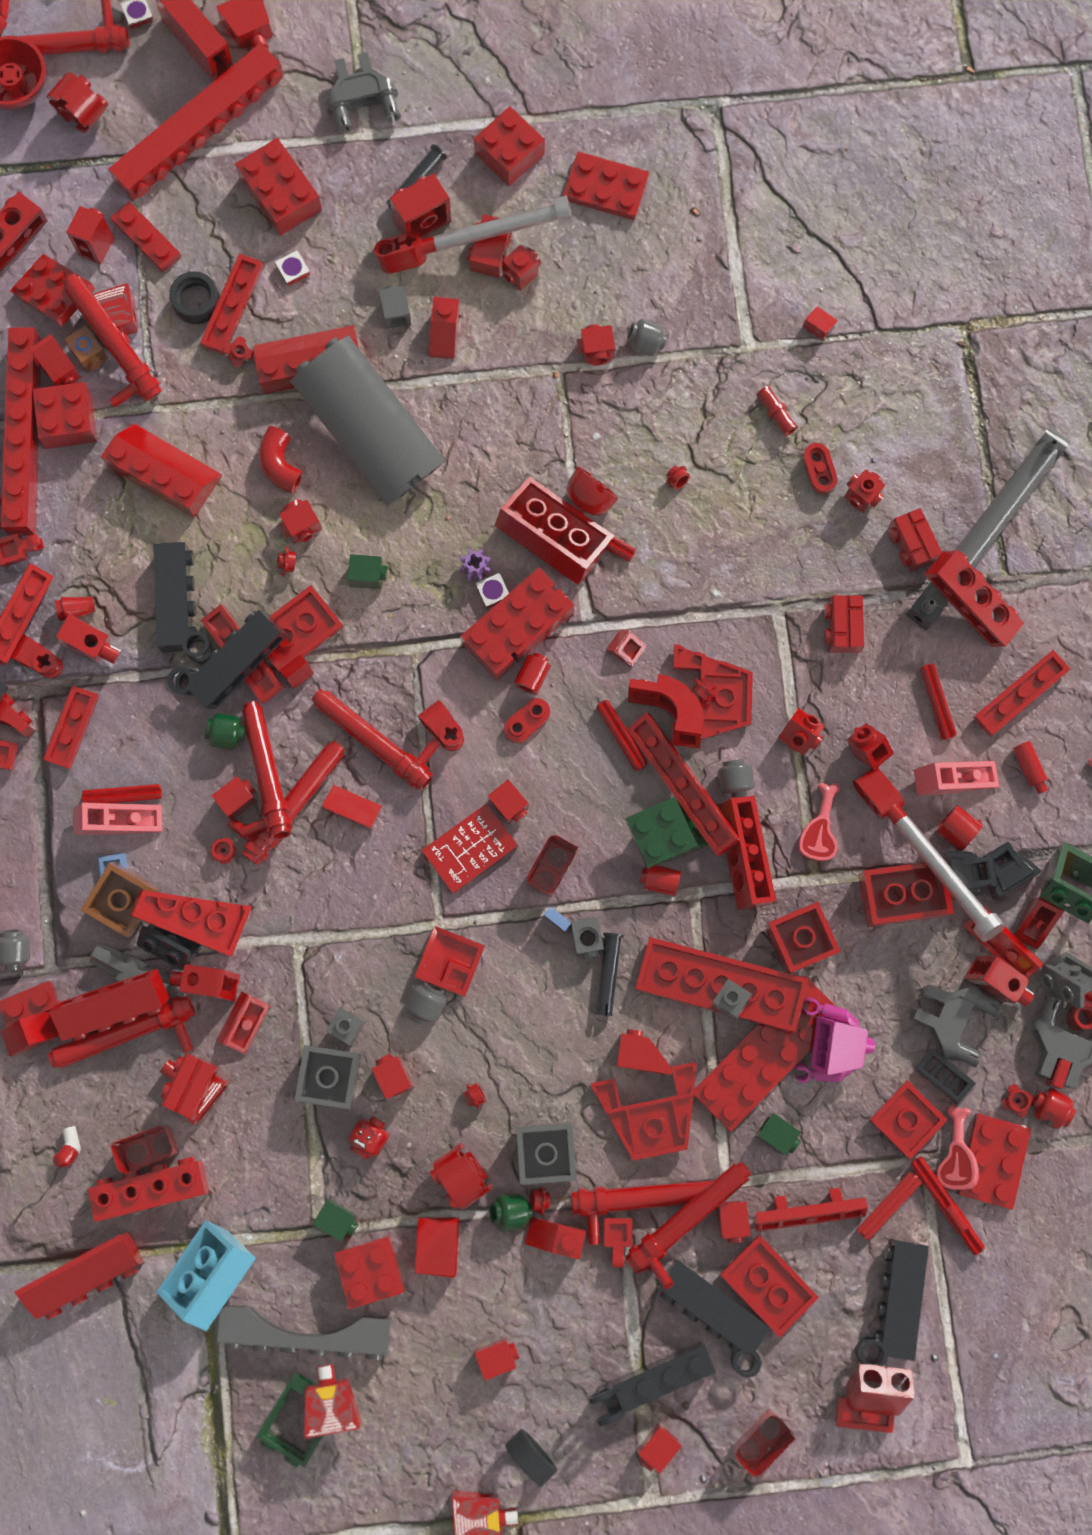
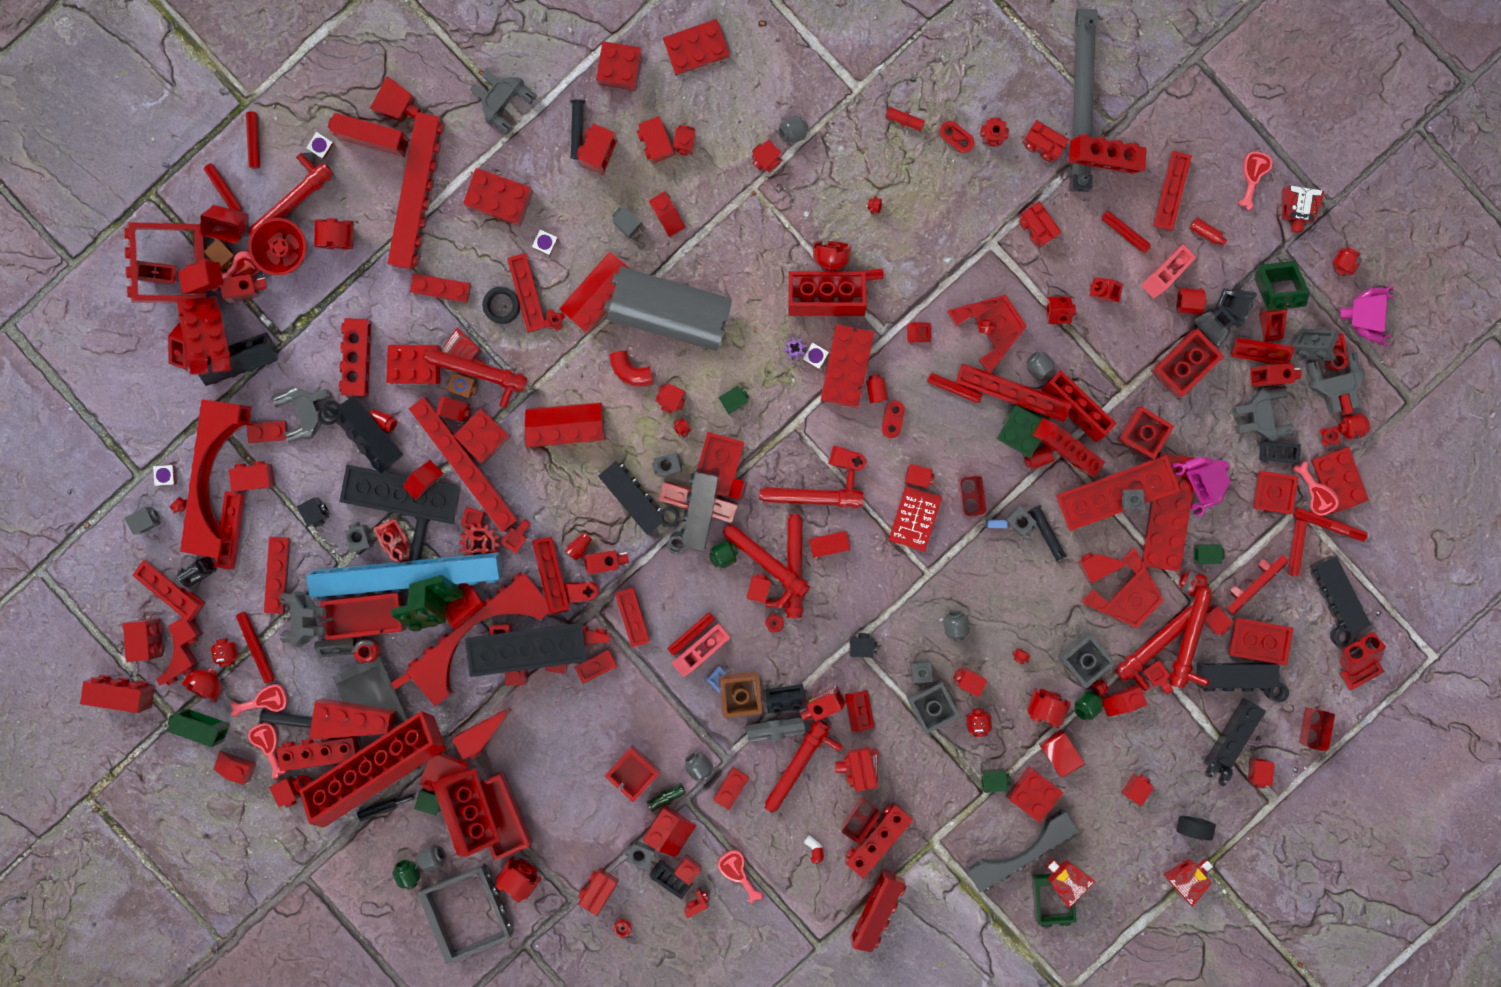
camera: 30 degrees left, 10 degrees up
(29, 1033) = (745, 803): red slope -> none
(90, 234) = (410, 313): red brick -> none
(109, 1005) = (780, 757): red brick -> none
(199, 920) = (794, 673): red wing -> none
(205, 1275) = (947, 862): medium azure brick -> none
(244, 599) = (673, 458): none -> dark grey brick
(302, 948) = (862, 645): none -> black brick
(410, 251) = (613, 177): piece -> none
(449, 961) = (951, 591): red plate -> none
(676, 700) = (977, 345): red arch -> none
(700, 888) = (1068, 448): none -> red brick
(735, 1151) = (1191, 582): none -> red head
(816, 838) = (1111, 367): coral piece -> none
(819, 323) = (890, 41): slope -> none
(887, 802) = (1139, 316): flat silver piece -> none

